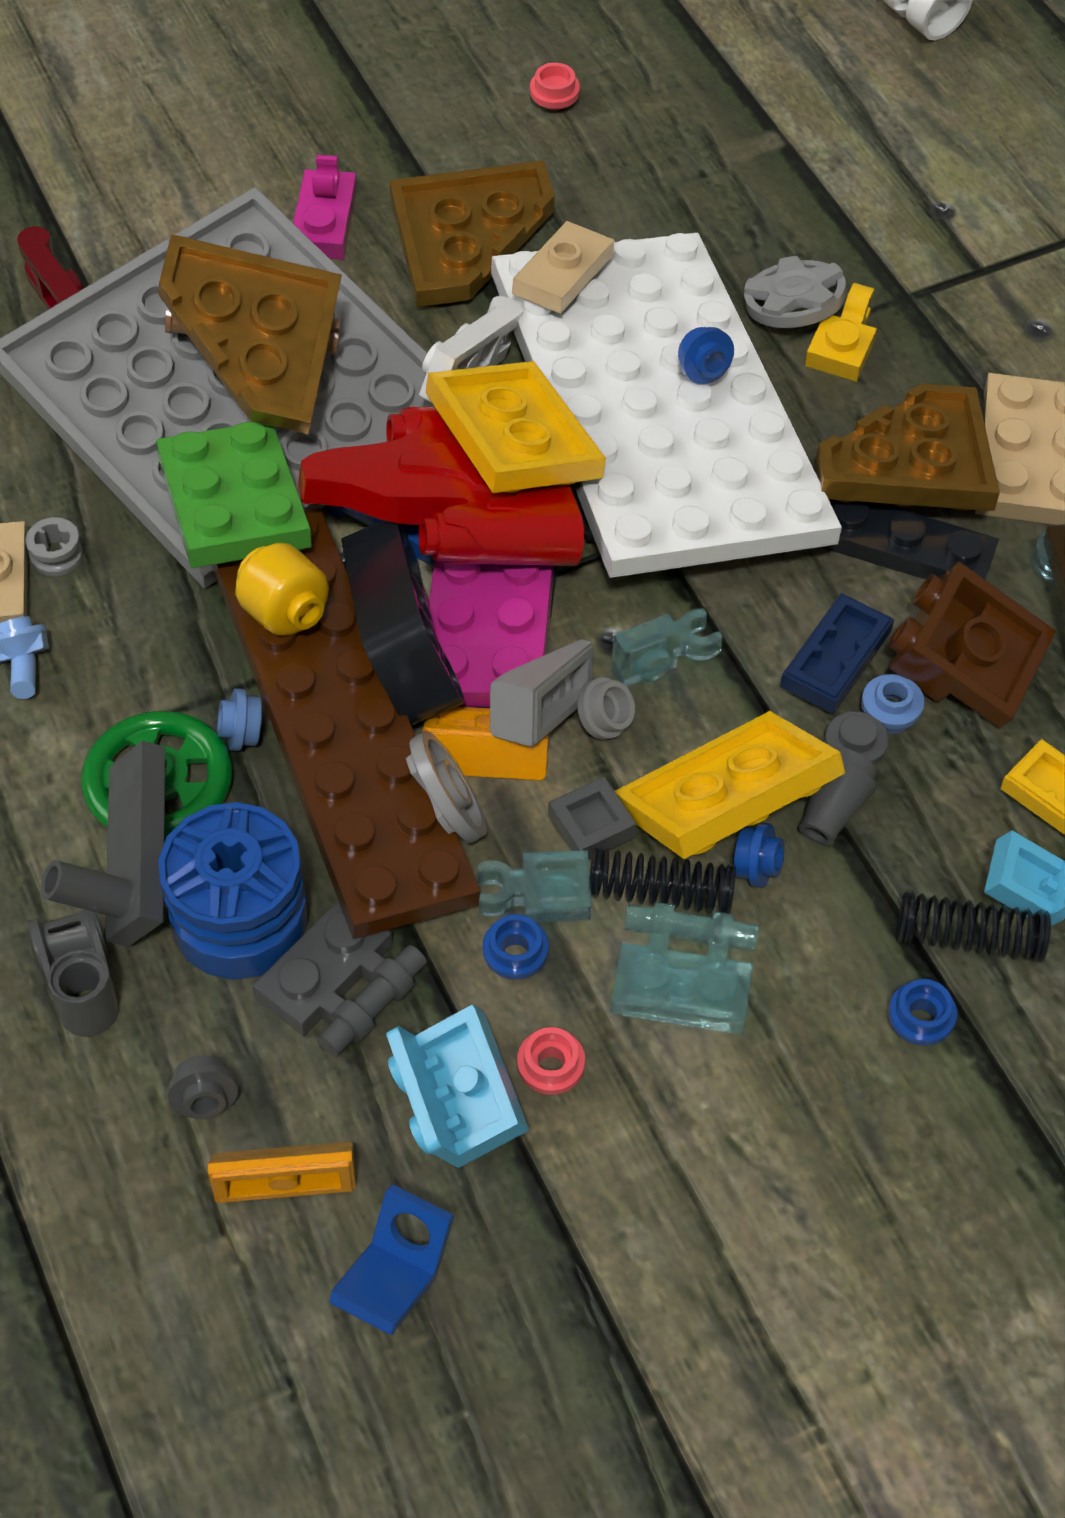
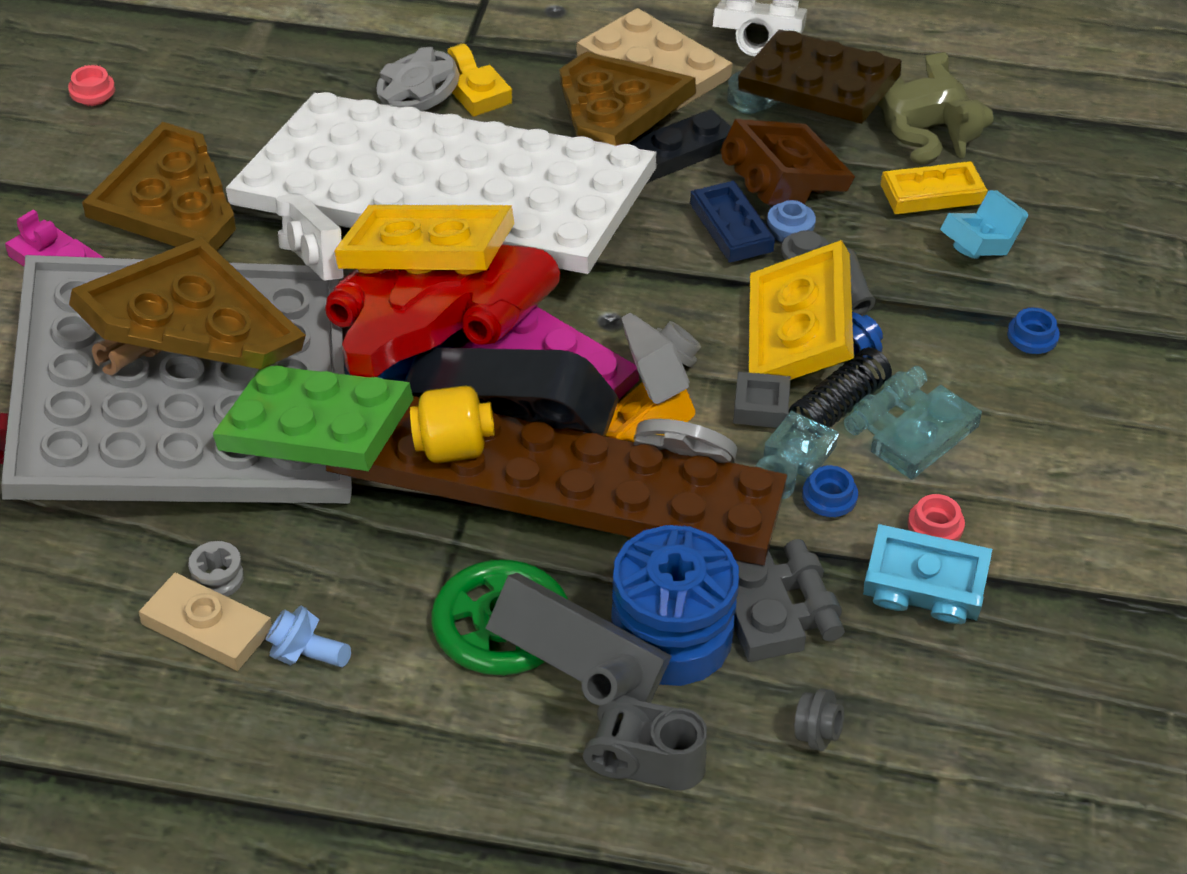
camera: 55 degrees left, 10 degrees down
(239, 720) = (505, 535): medium blue plate -> none
(282, 1172) = (917, 708): light orange slope -> none
(393, 1271) = (1043, 686): blue bracket -> none
(563, 267) = (292, 153): tan plate -> none
(653, 647) = (656, 290): clear light blue plate -> none
(705, 354) = (459, 124): blue plate -> none
(1037, 938) = (1010, 259): black piece -> none

